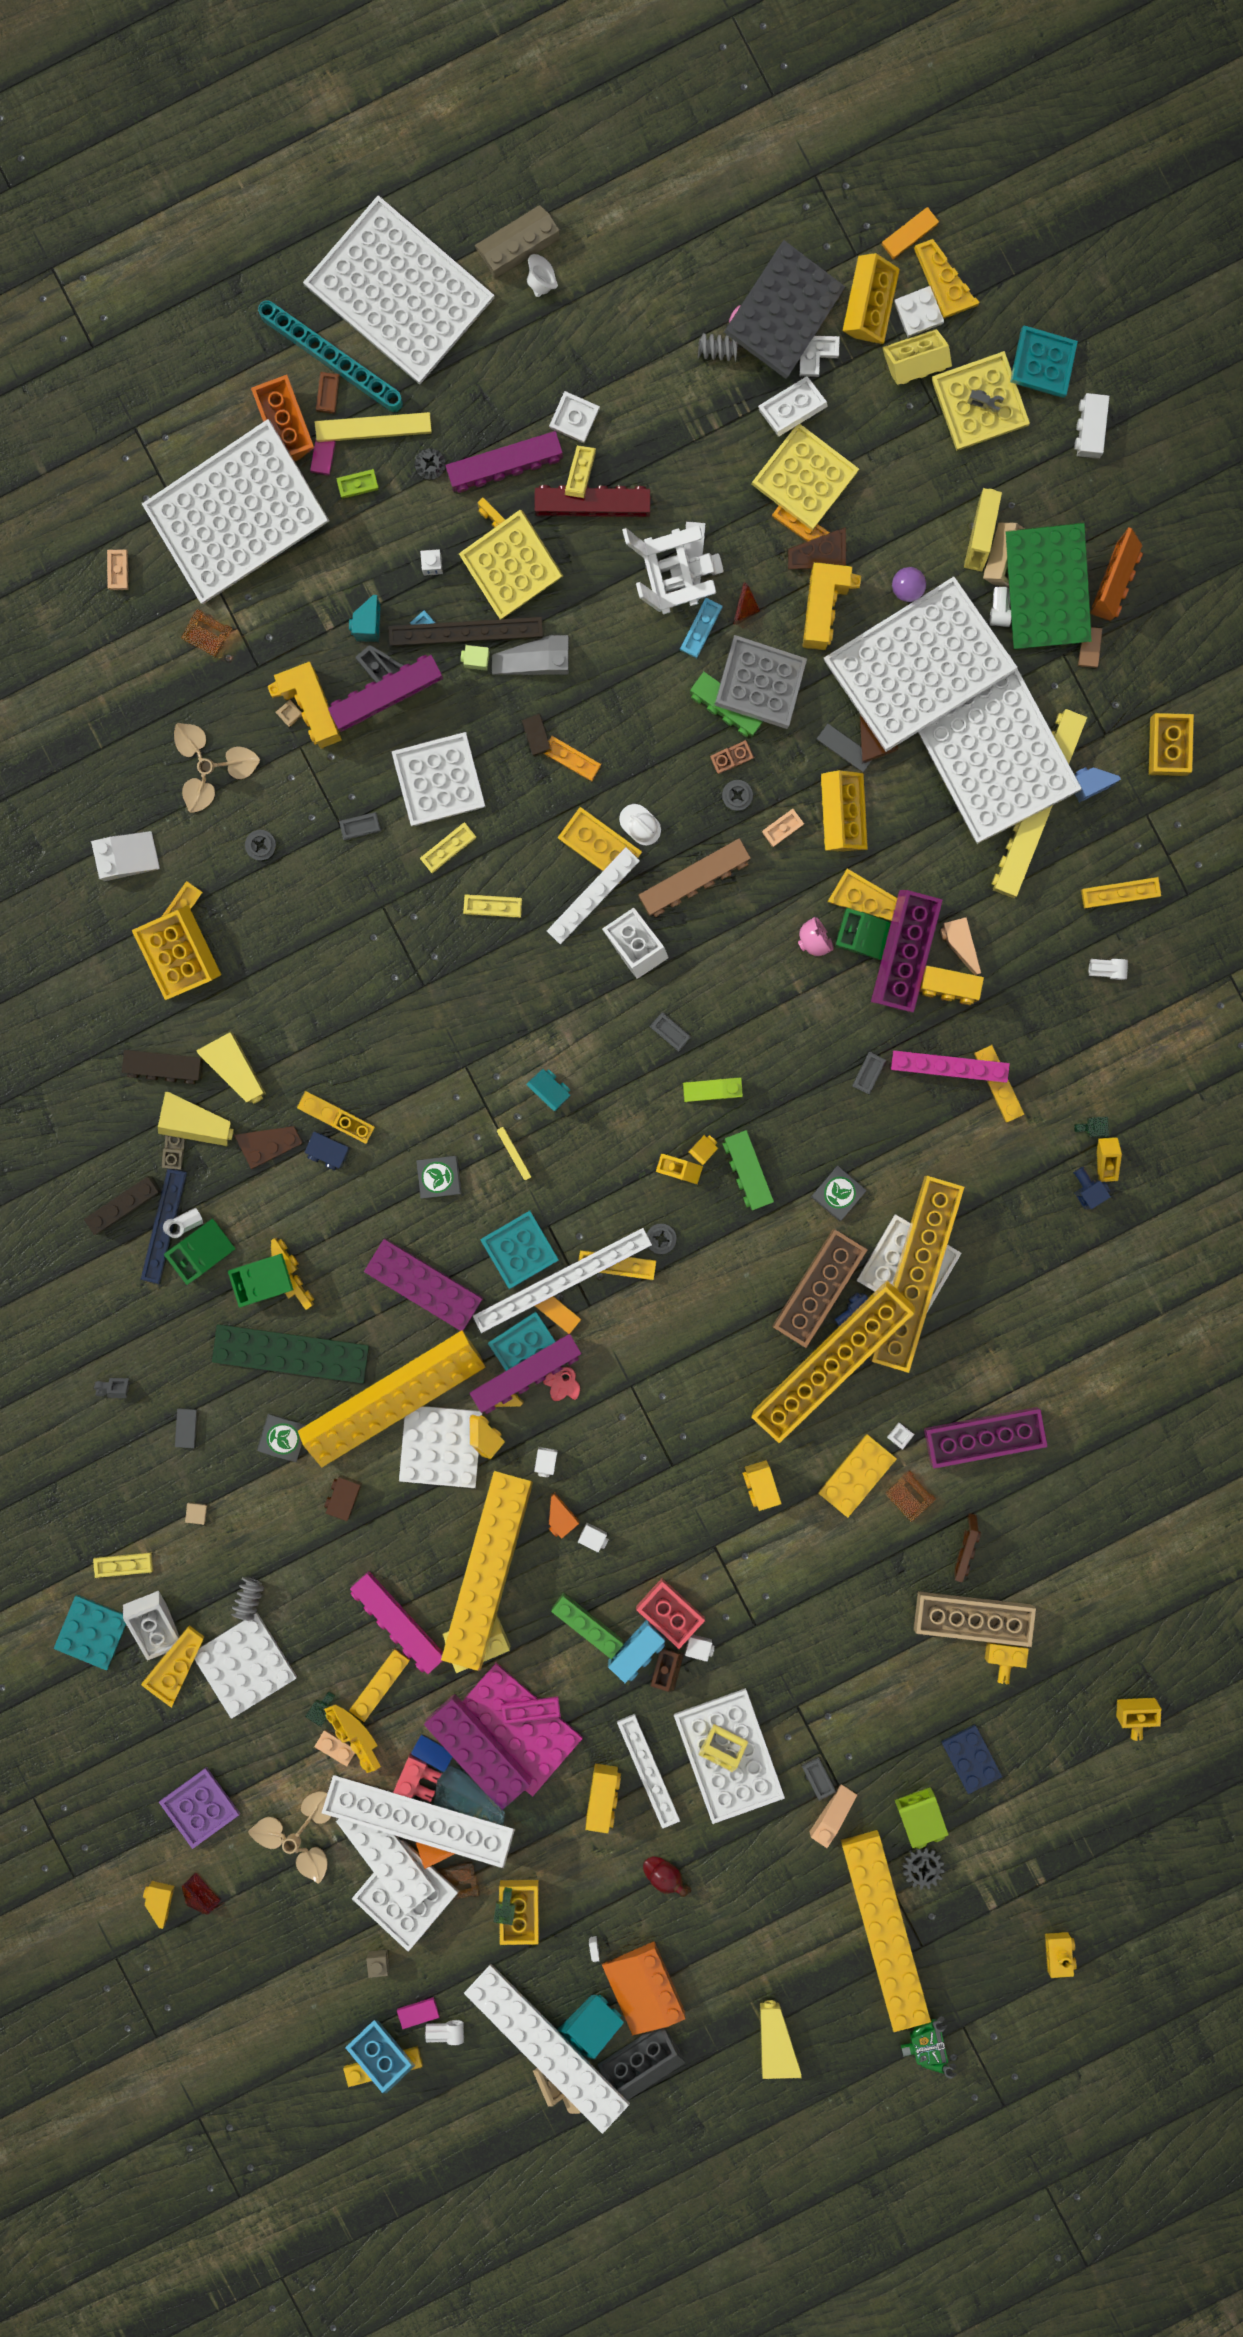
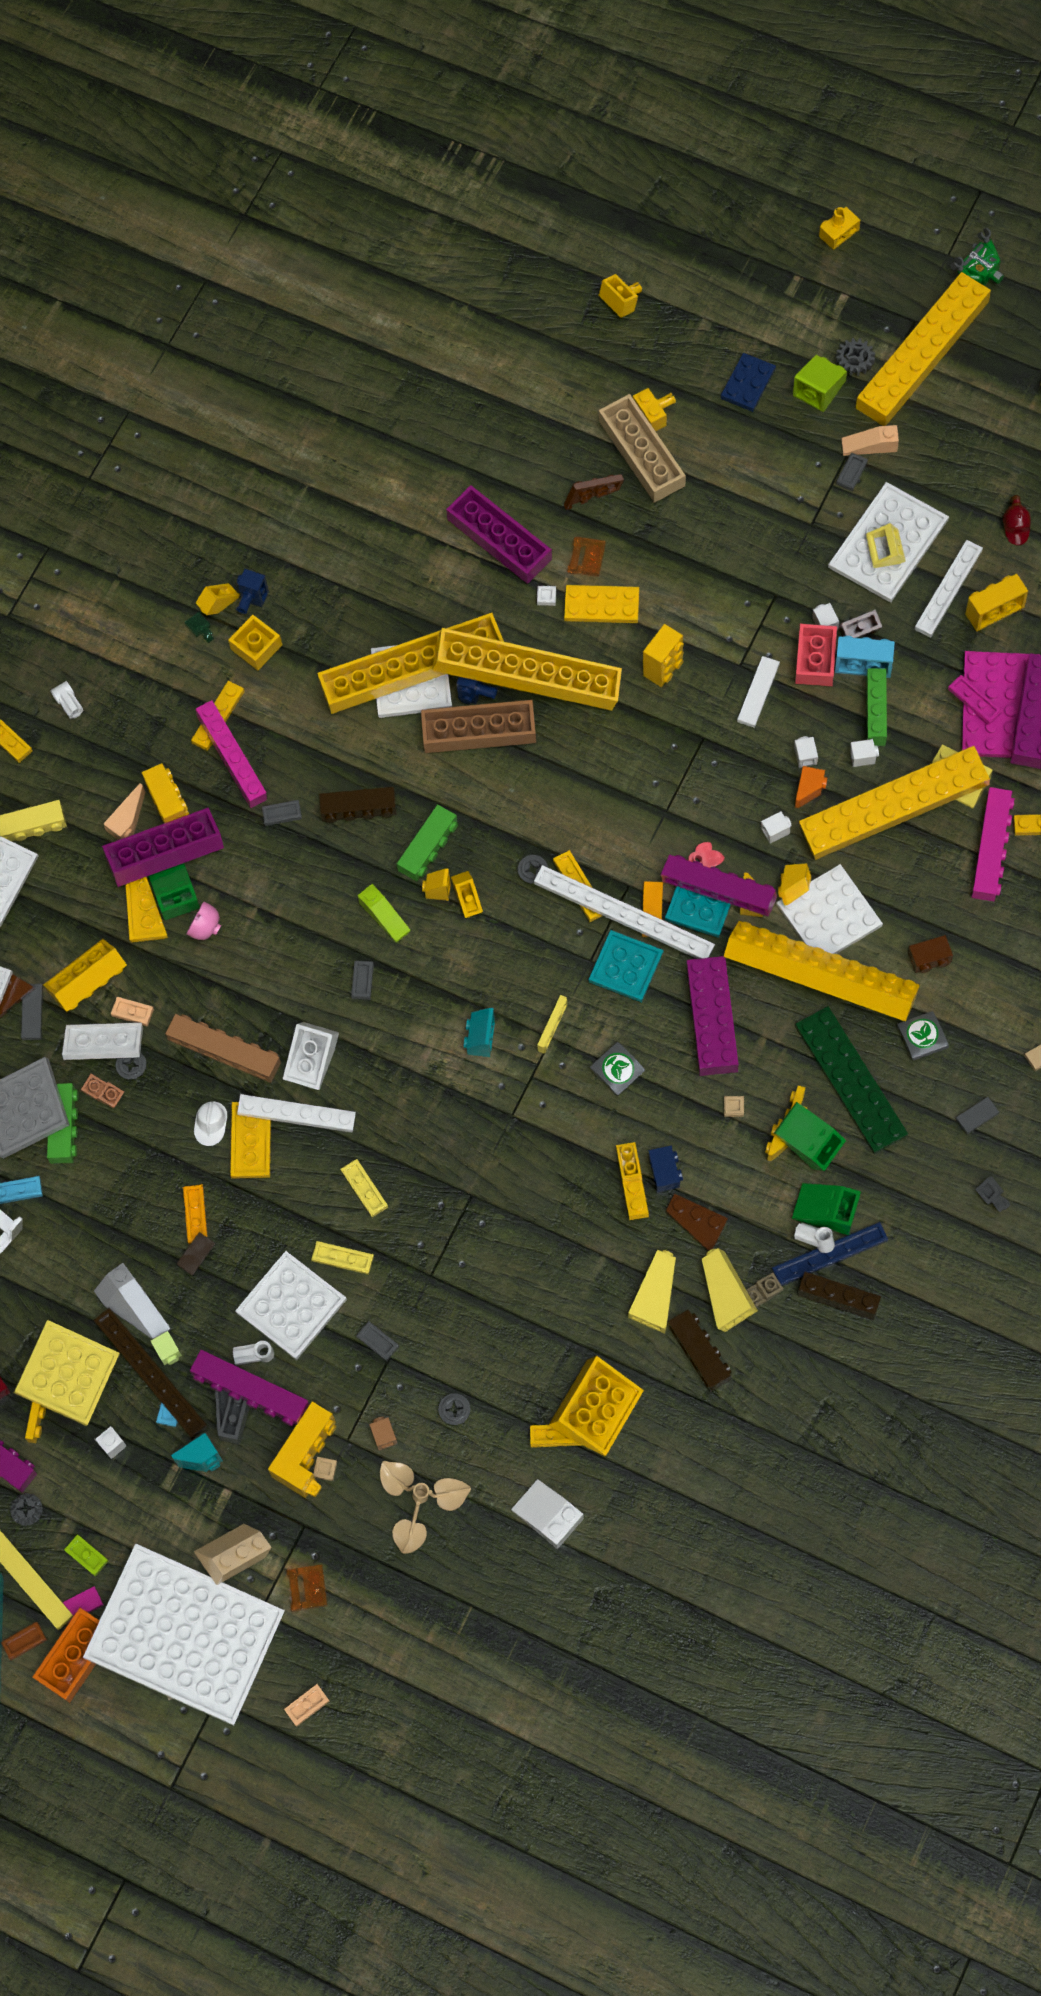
camera: 120 degrees left, 20 degrees down
(271, 593) = (233, 1552): none -> tan slope
(281, 776) = (383, 1433): none -> medium nougat brick
(339, 1245) = (733, 1106): none -> tan tile
(421, 720) = (251, 1353): none -> white piece
(555, 1583) = (863, 753): none -> white brick
(677, 1542) = (758, 692): none -> white tile
(773, 785) = (102, 1041): none -> white plate
(827, 1138) = (357, 804): none -> dark brown brick
(838, 1193) = (394, 767): slope -> none
(1040, 1160) = (255, 642): none -> yellow brick

